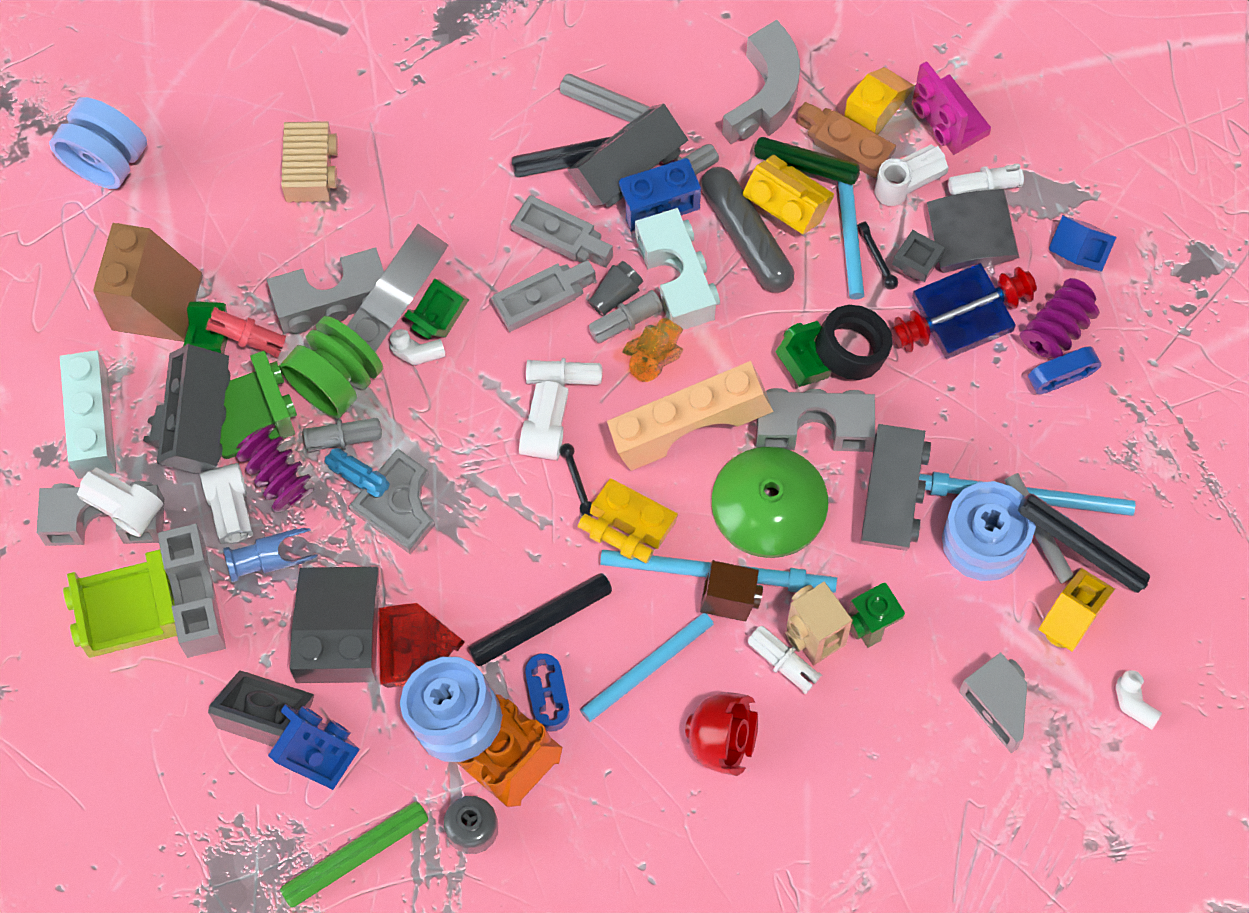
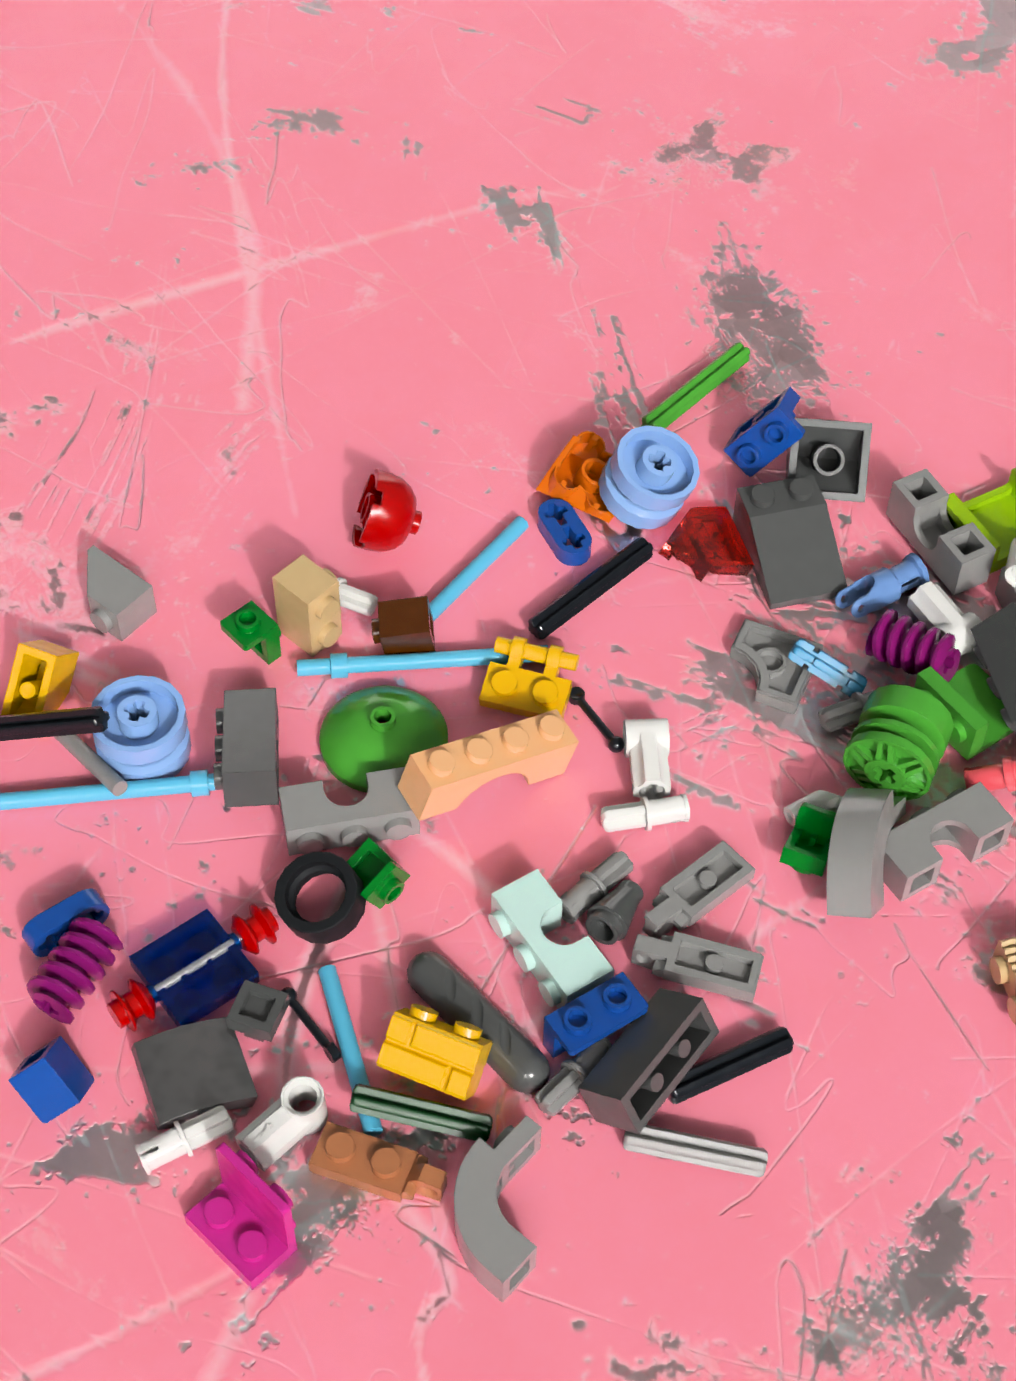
camera: 165 degrees right, 15 degrees down
(471, 838) = (599, 410): dark grey head -> none
(654, 350) = (550, 837): clear yellow hips -> none
(877, 99) = (341, 1221): yellow slope -> none

